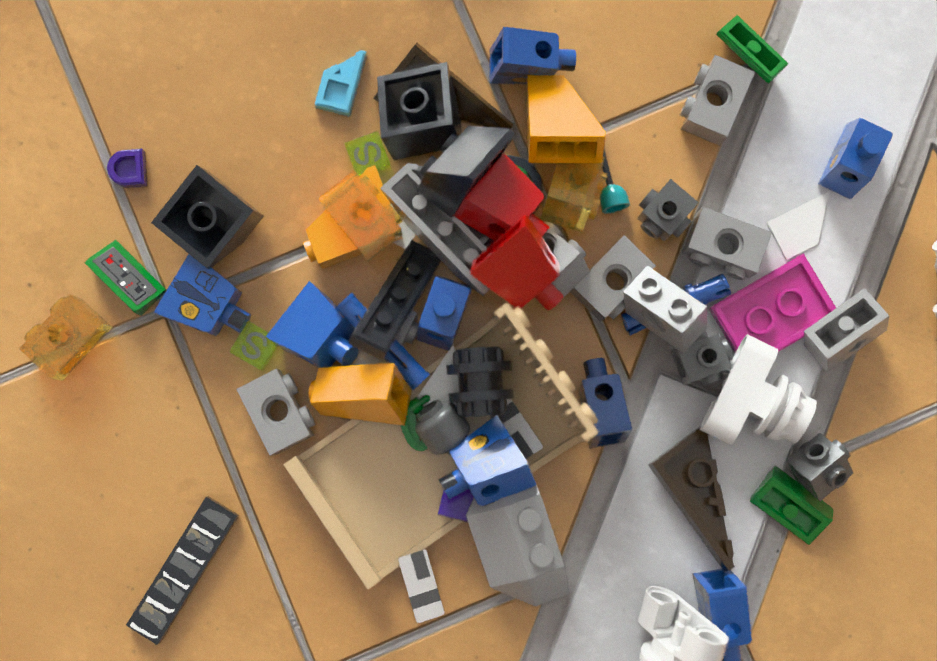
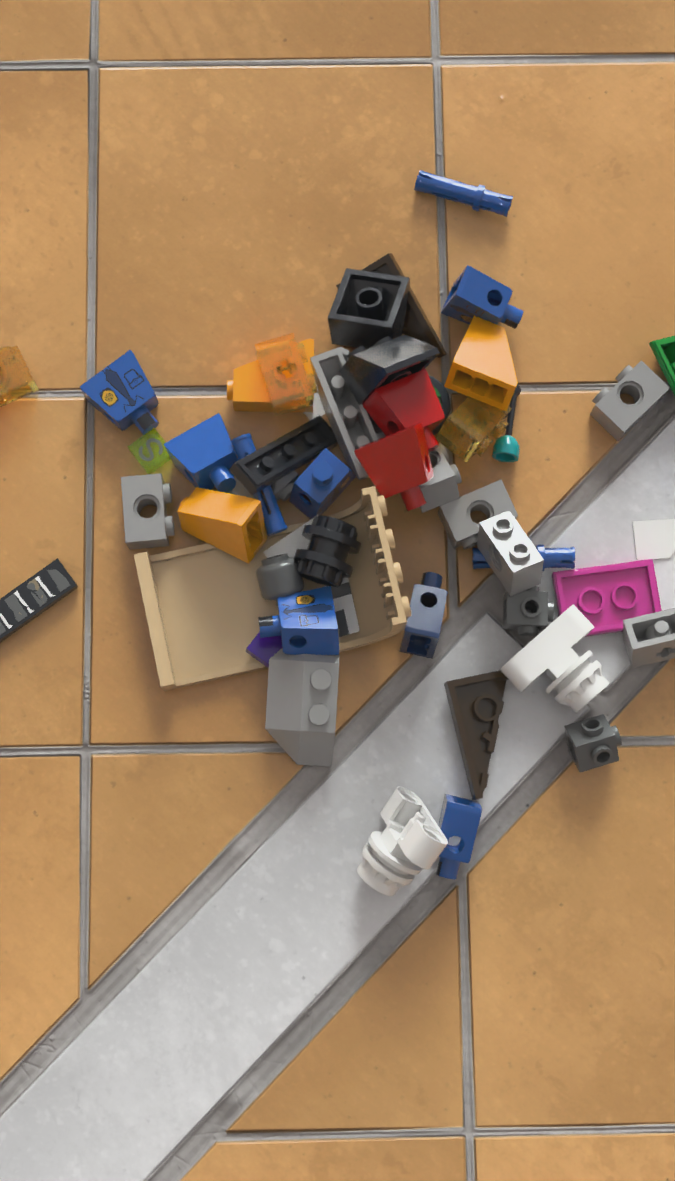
camera: 25 degrees right, 5 degrees down
(126, 277) = (68, 352): slope -> none
(128, 168) = (107, 264): dark purple tile -> none
(207, 218) = (156, 328): black slope -> none
(340, 85) = (313, 265): medium azure tile -> none
(367, 152) = (313, 327): clear neon green tile -> none
(408, 429) = (251, 568): green piece -> none
(421, 586) = (207, 707): white sticker -> none
(674, 203) = (546, 475): dark grey brick -> none
(747, 241) = (583, 504): light grey brick -> none
(792, 505) = (555, 770): green slope -> none

